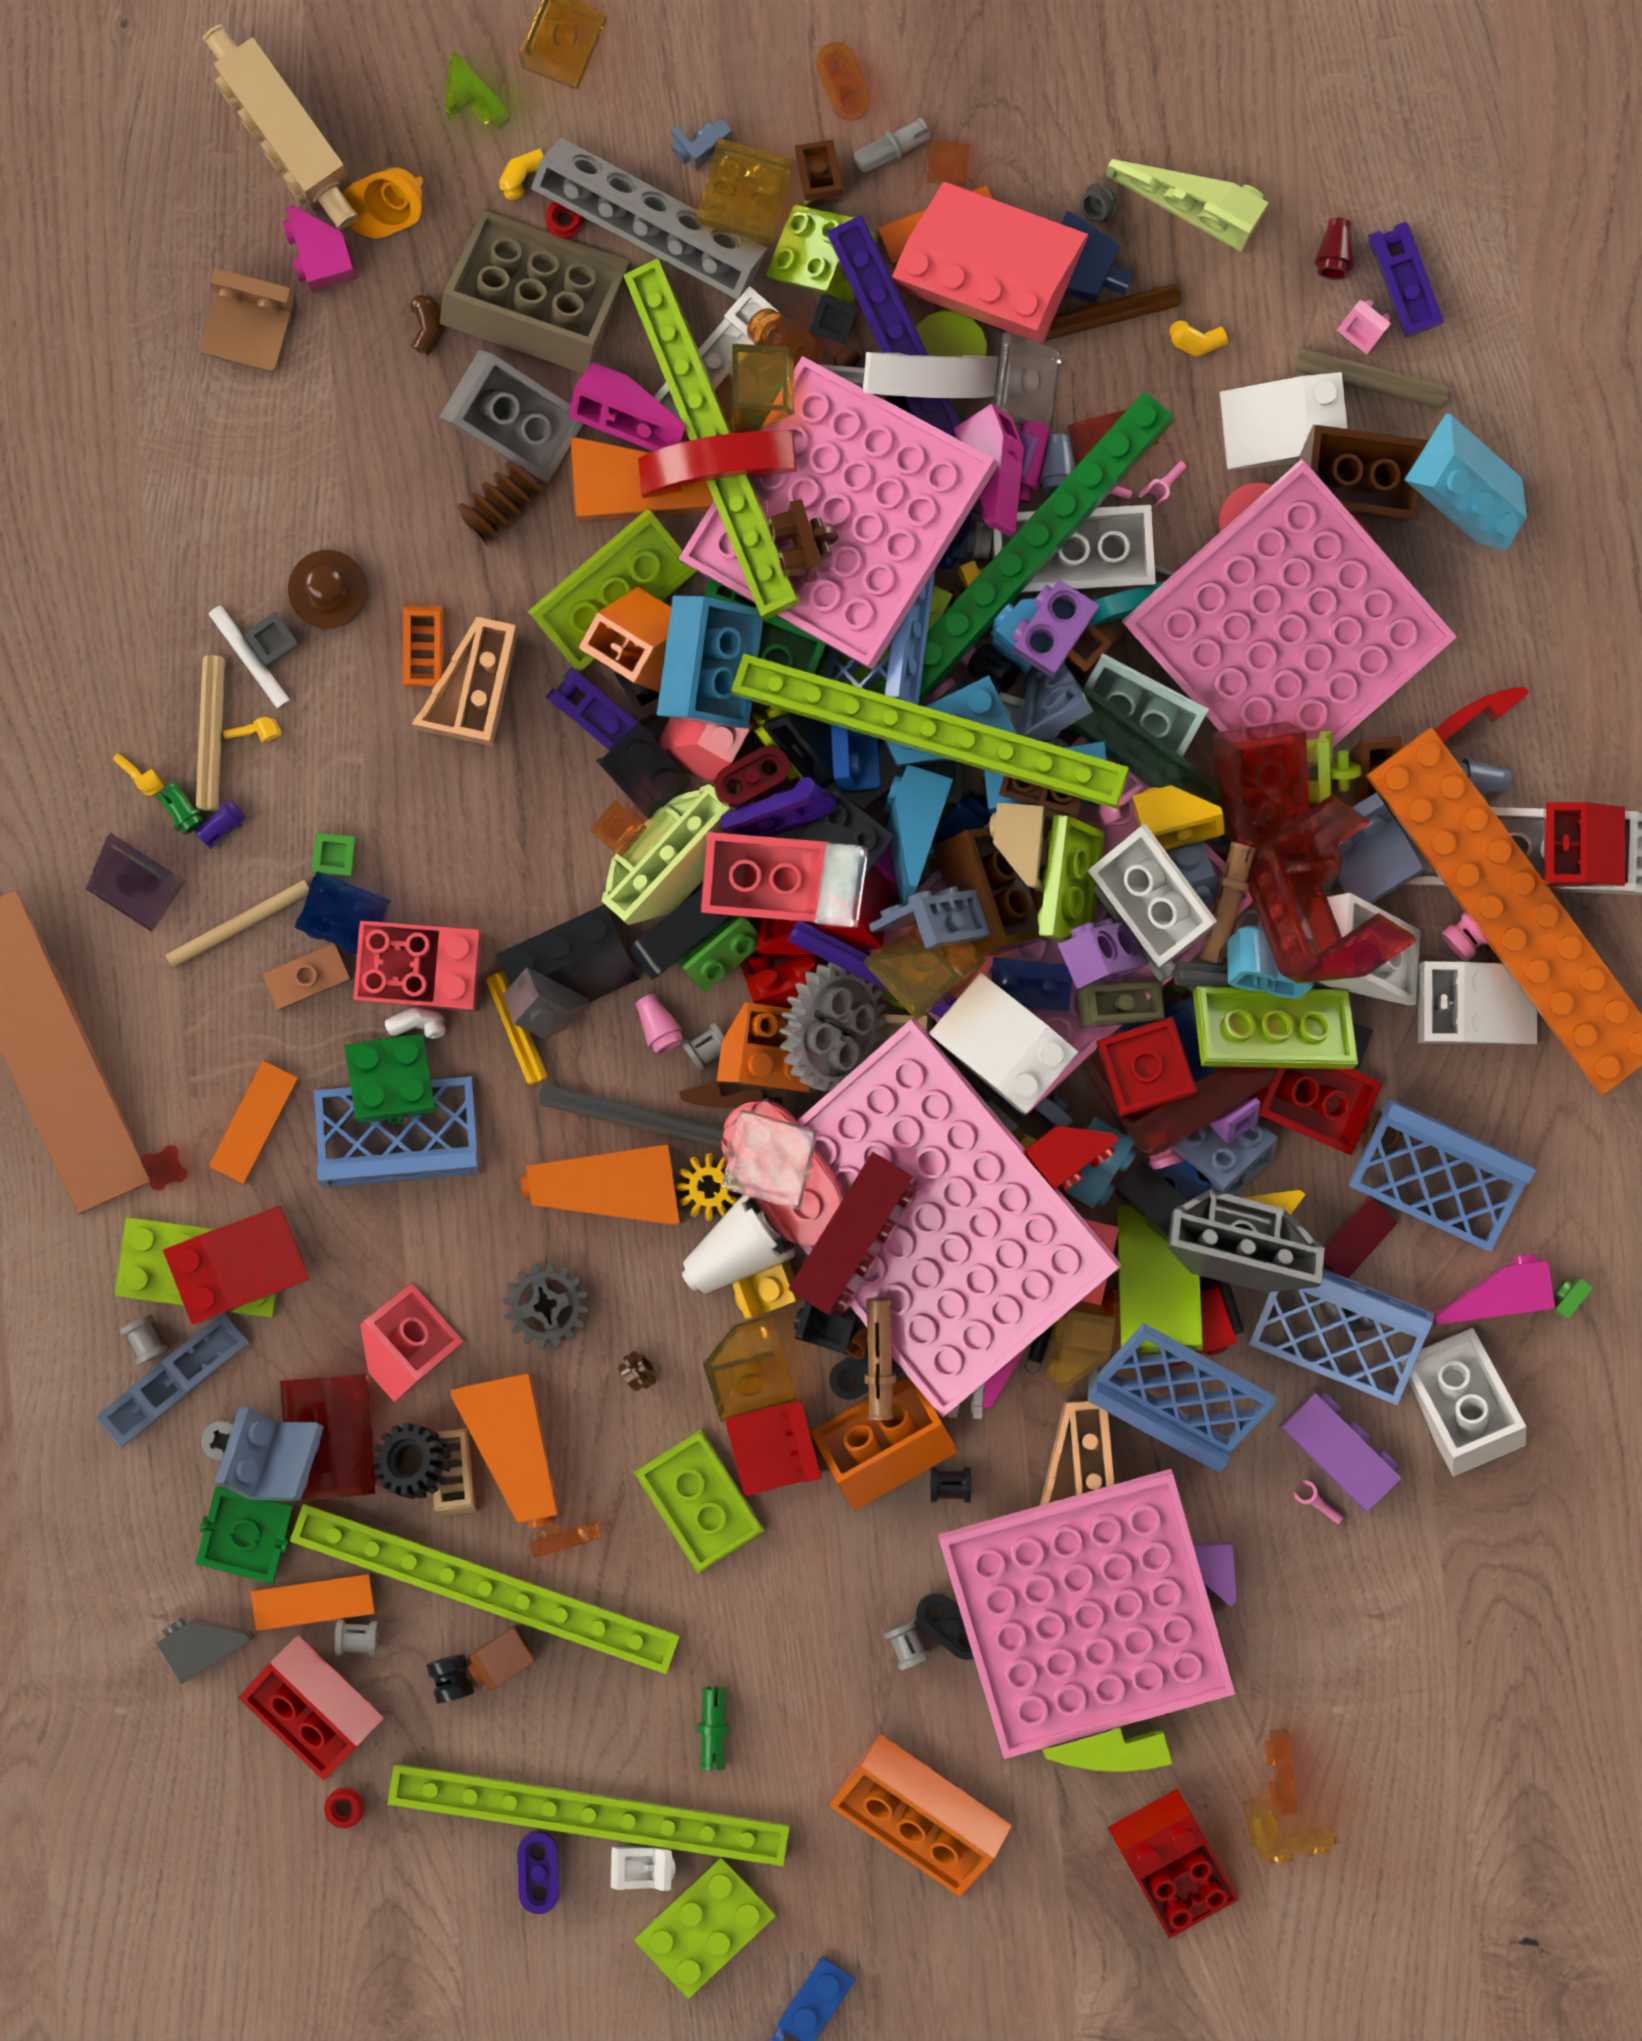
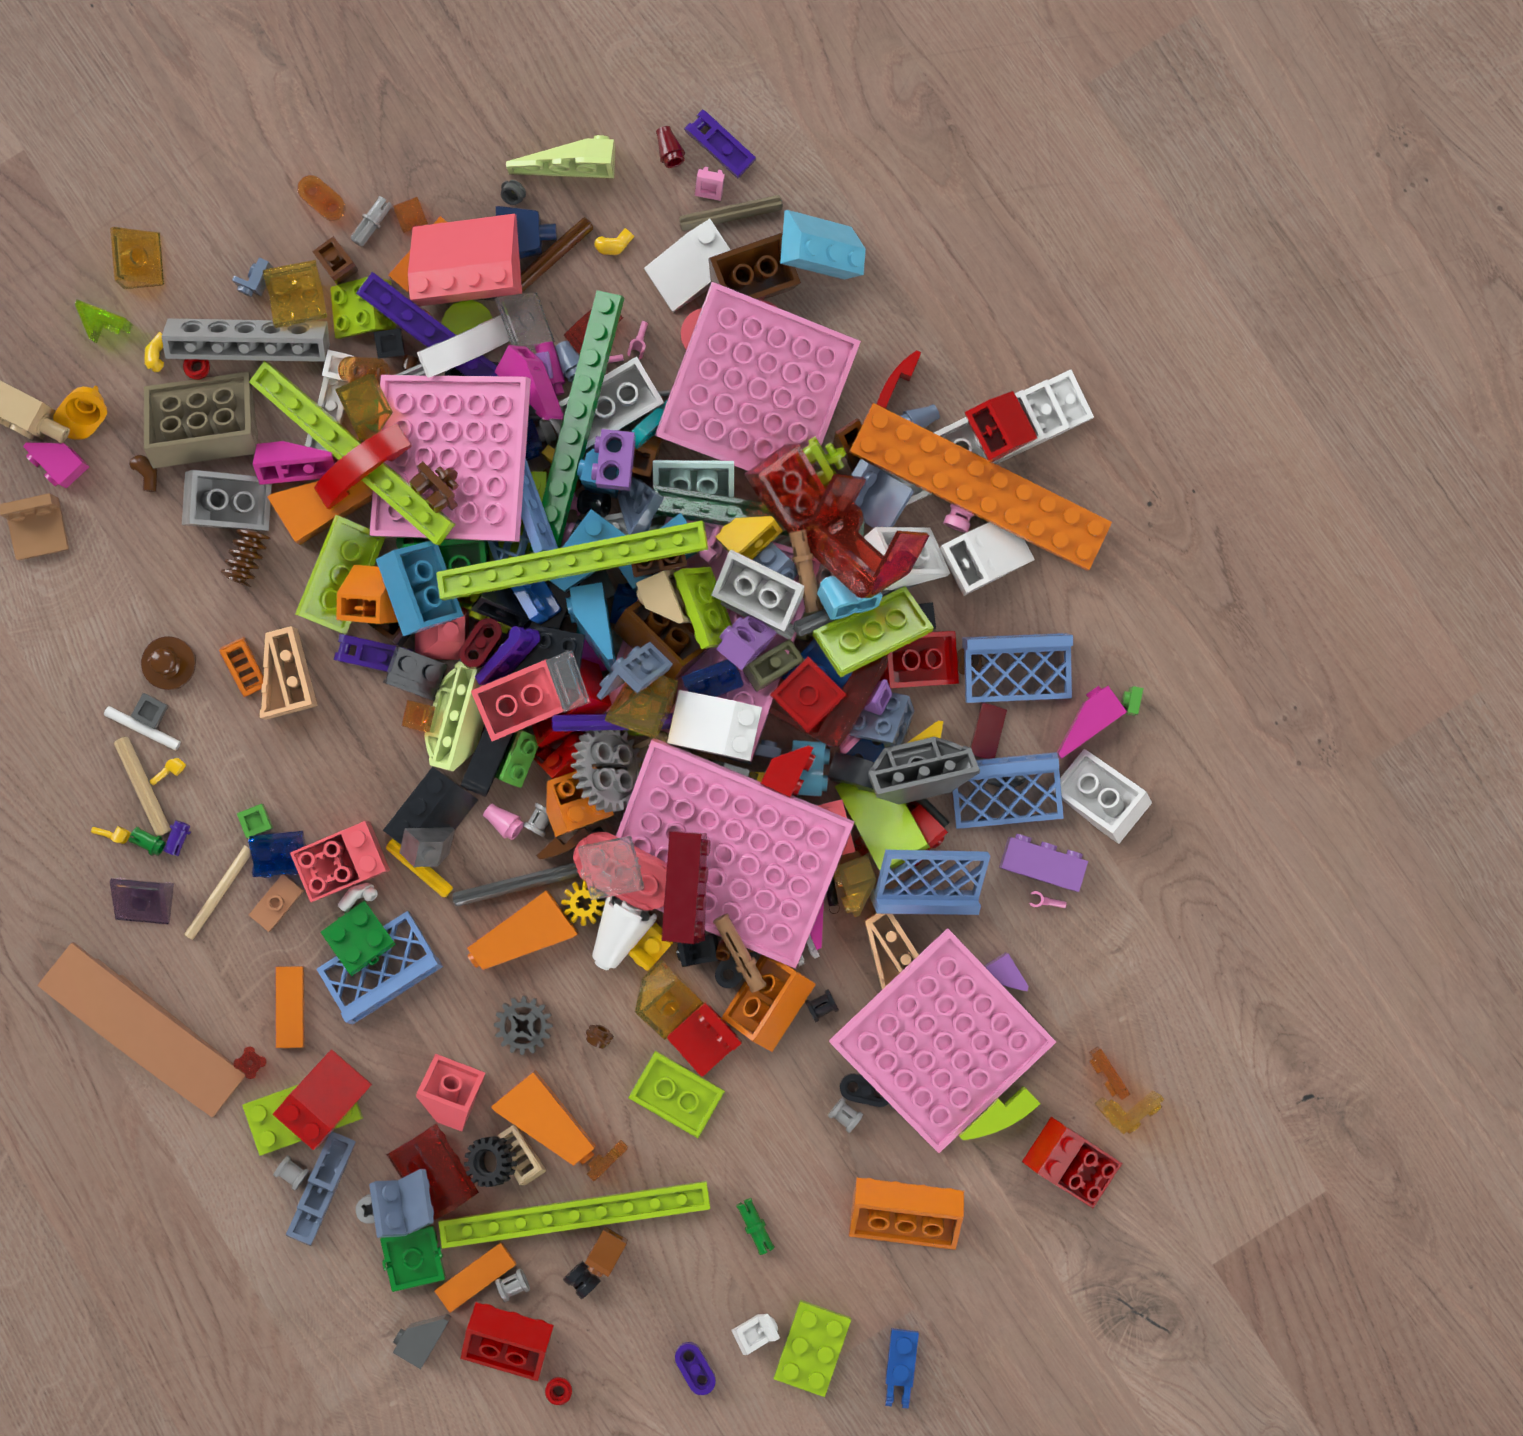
camera: 30 degrees left, 0 degrees up
(588, 1814) = (707, 1317): lime plate -> none

